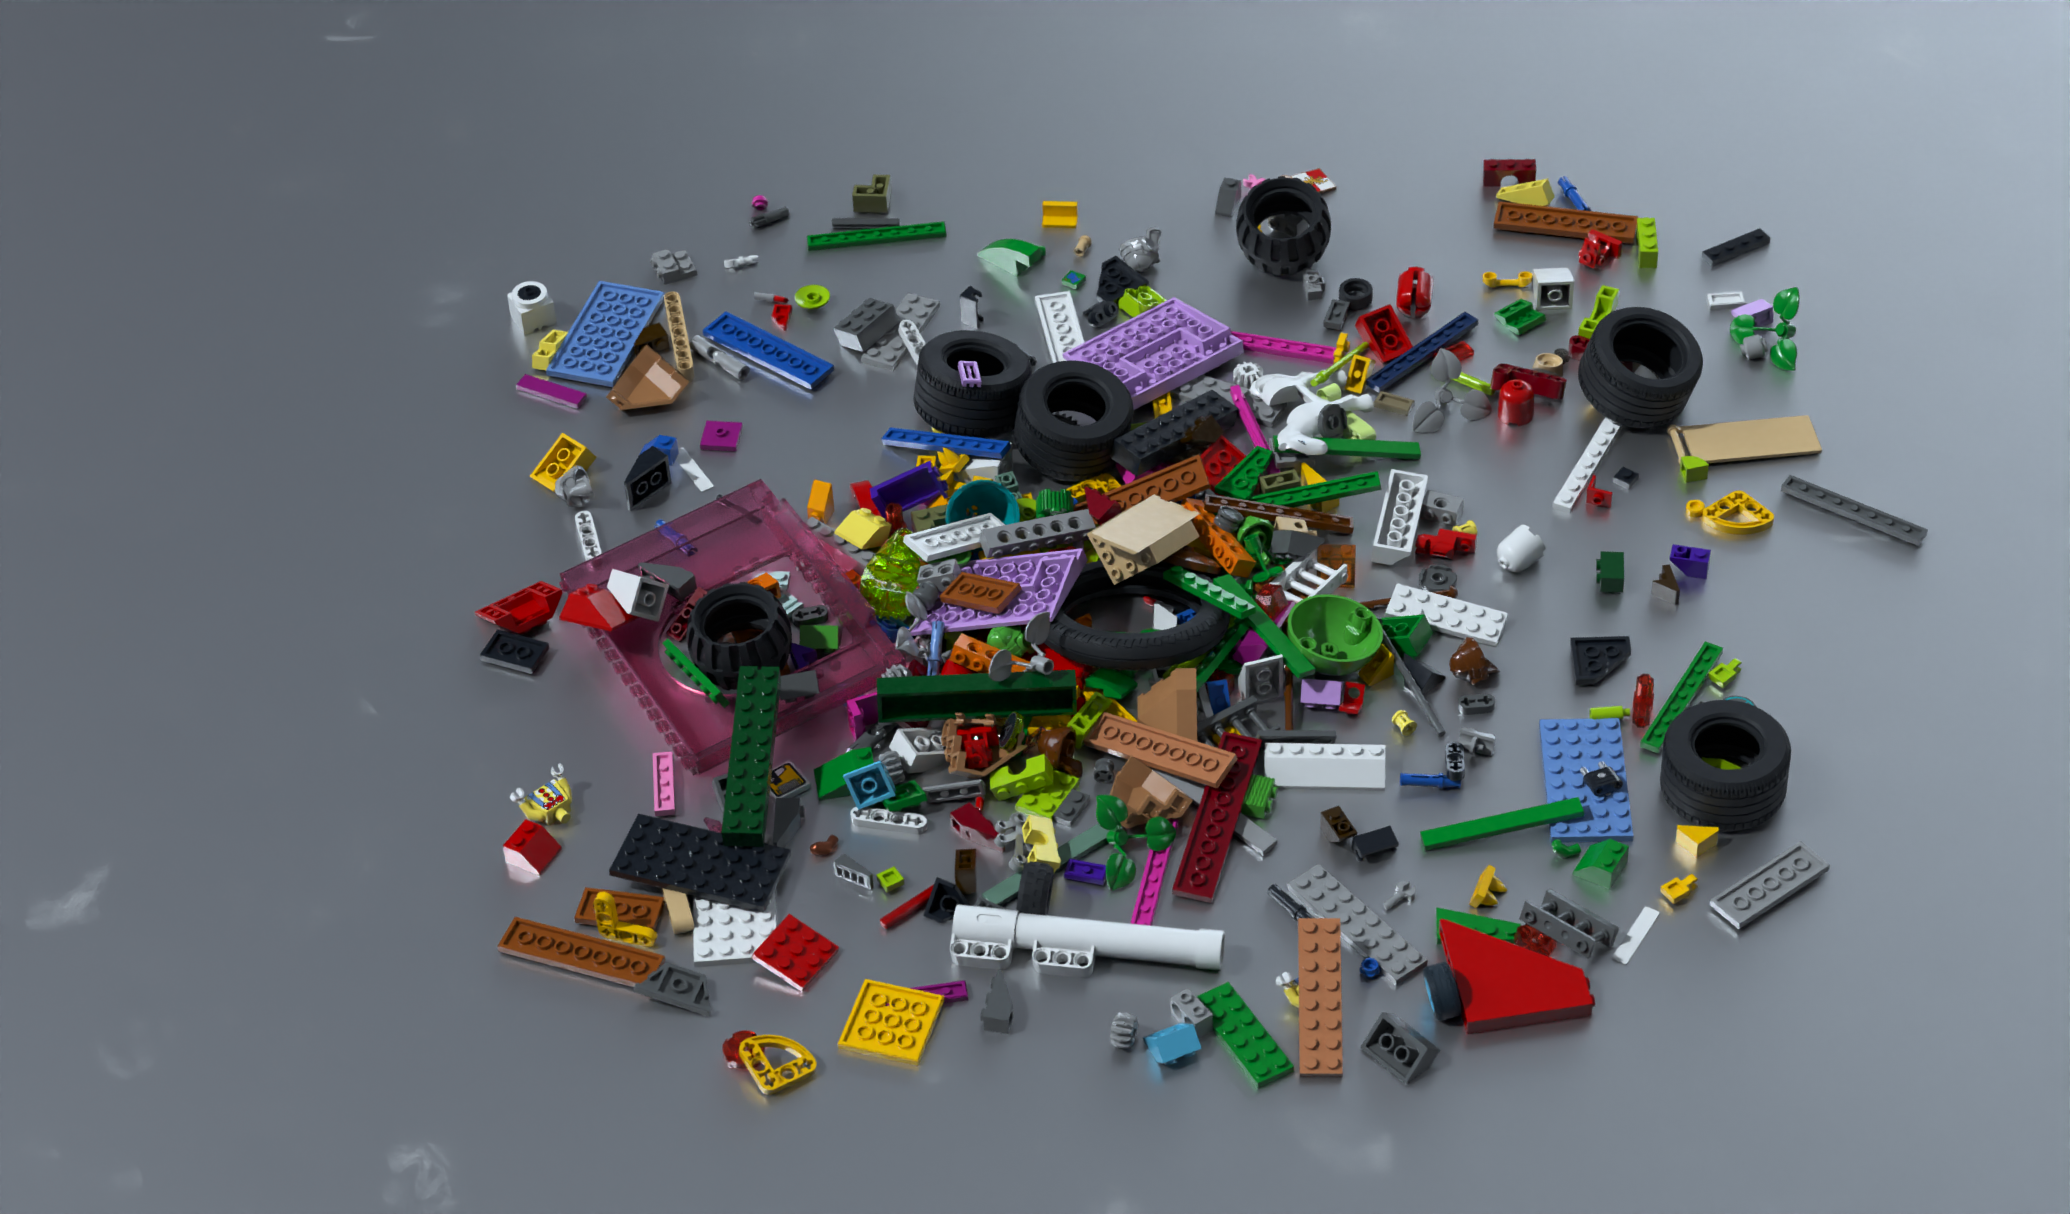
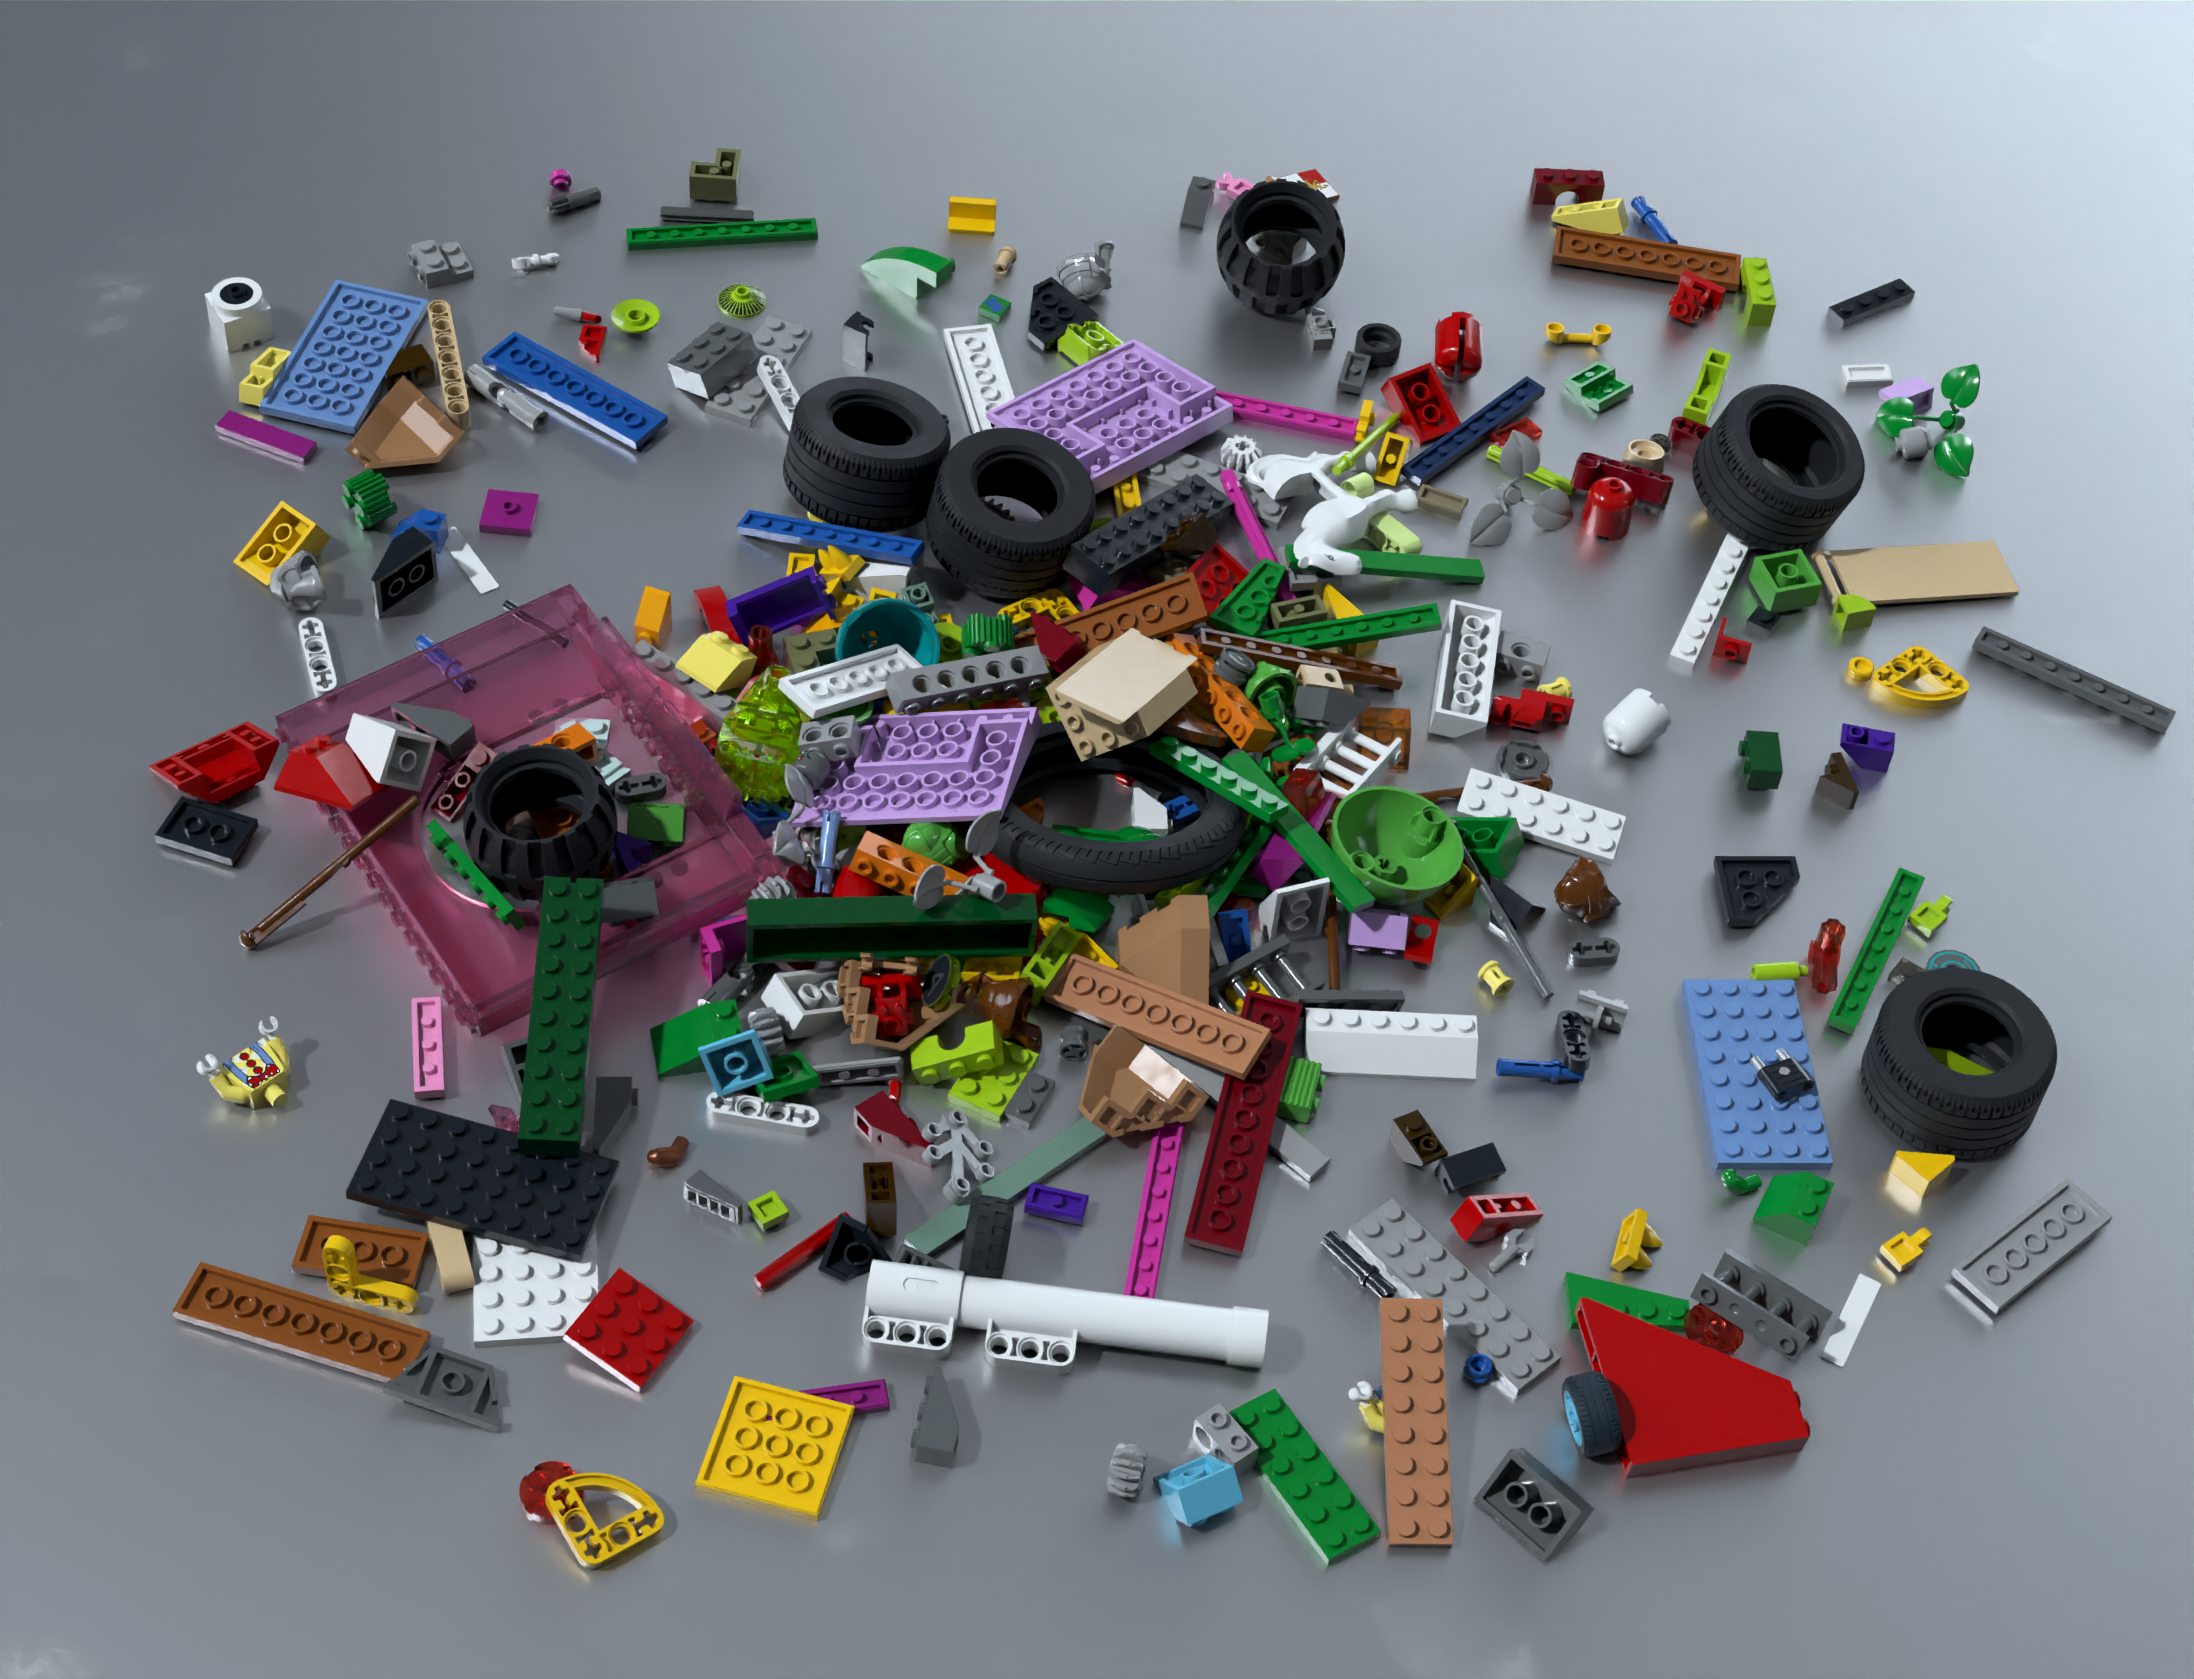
camera: 10 degrees left, 5 degrees up
(531, 847) = (227, 1147): red slope -> none
(574, 694) = (295, 902): none -> reddish brown bar
(622, 429) = (368, 498): none -> green brick
(787, 781) = (612, 1048): tile -> none
(889, 282) = (742, 300): none -> dish
(969, 380) = (867, 450): lavender tile -> none
(980, 592) = (892, 769): dark orange plate -> none
(1041, 834) = (990, 1144): light yellow arch -> none
(1101, 313) = (1035, 357): black bracket -> none
(1109, 814) = (1093, 1120): green plant -> none
(1325, 421) = (1365, 526): dark grey tile -> none
(1388, 872) = (1492, 1215): none -> red slope
(1502, 823) = (1648, 1141): green tile -> none
(1553, 288) = (1641, 349): white slope -> none
(1643, 448) = (1785, 581): none -> bright green brick

